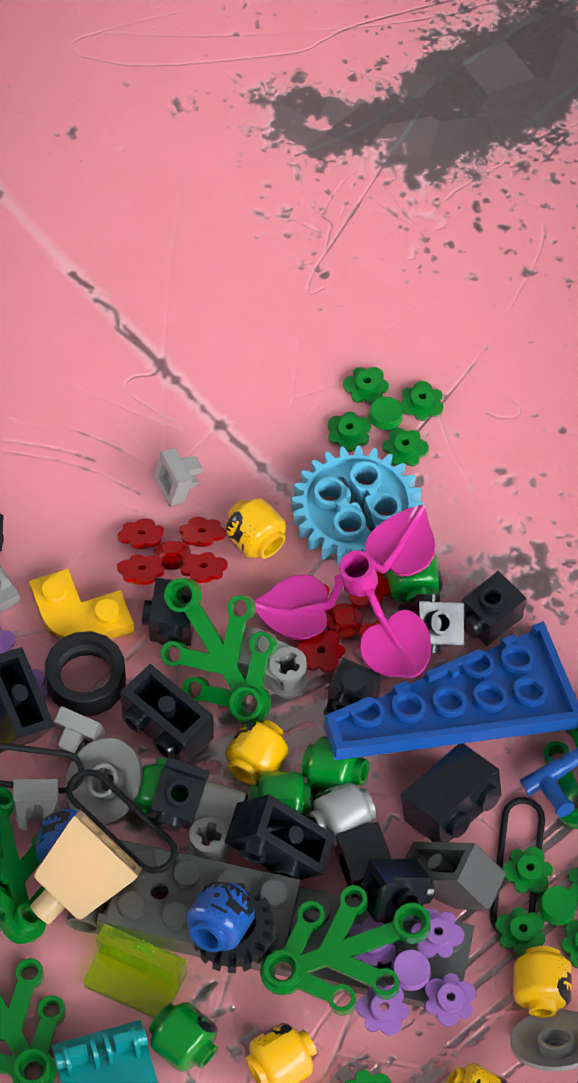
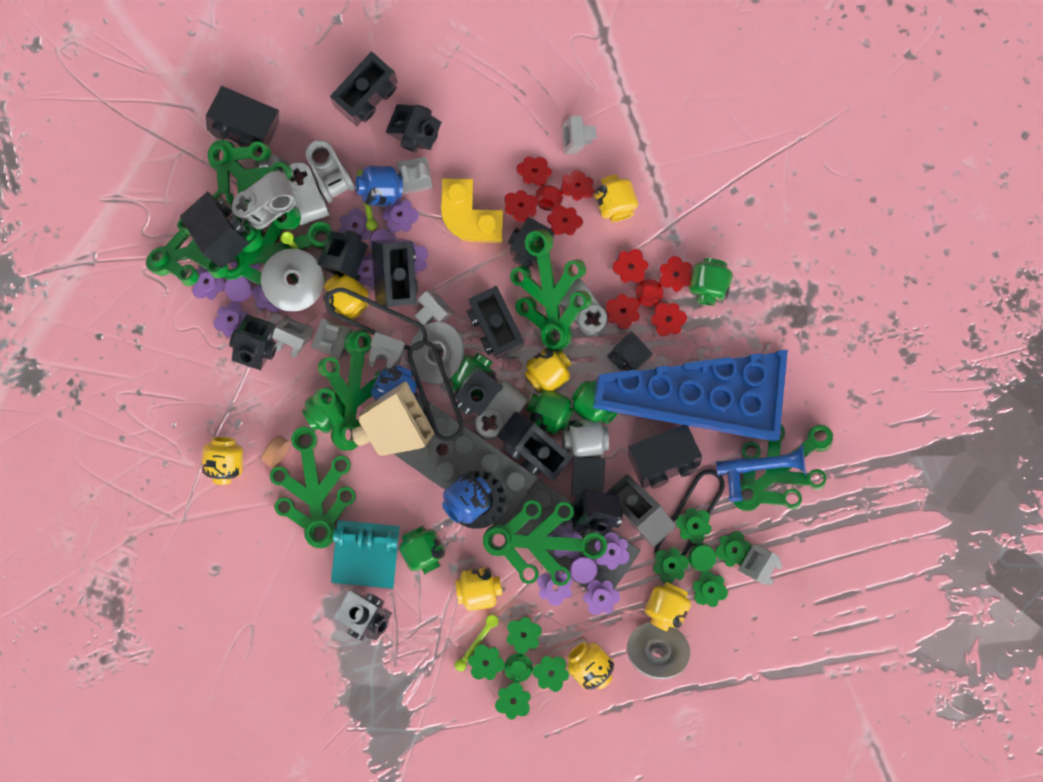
camera: 25 degrees right, 25 degrees up
(83, 645) = (436, 251): black tyre -> none
(135, 972) = (407, 494): clear neon green panel -> none
(325, 519) = (722, 207): medium azure gear -> none
(385, 414) = (748, 139): green plant -> none
(395, 645) = (669, 338): dark pink plant -> none
(442, 619) = (705, 326): brick -> none
(492, 608) = (754, 327): black brick -> none

